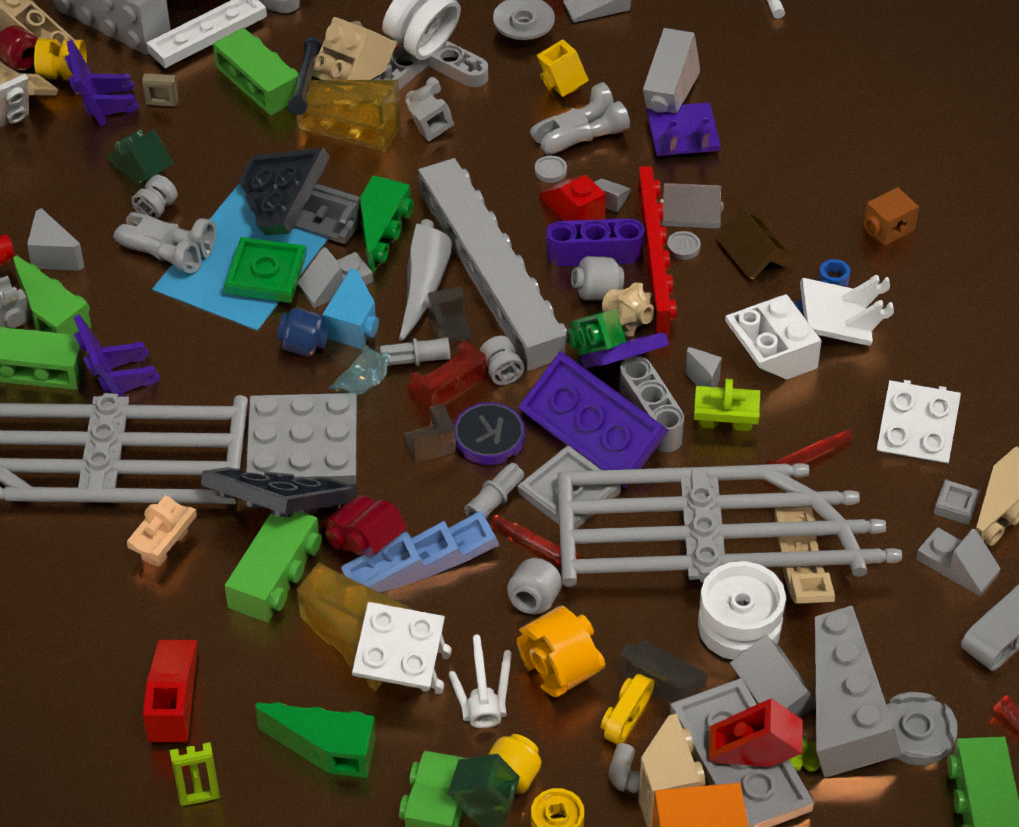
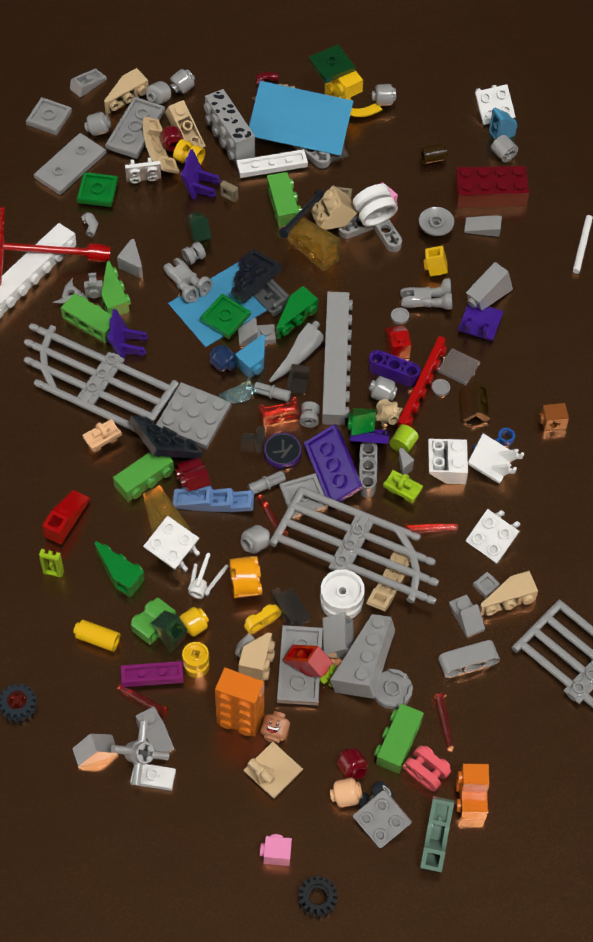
camera: 25 degrees right, 10 degrees up
(428, 113) = (352, 259): light grey piece -> none
(615, 194) = (420, 342): light grey slope -> none
(682, 331) = (404, 438): none -> lime piece

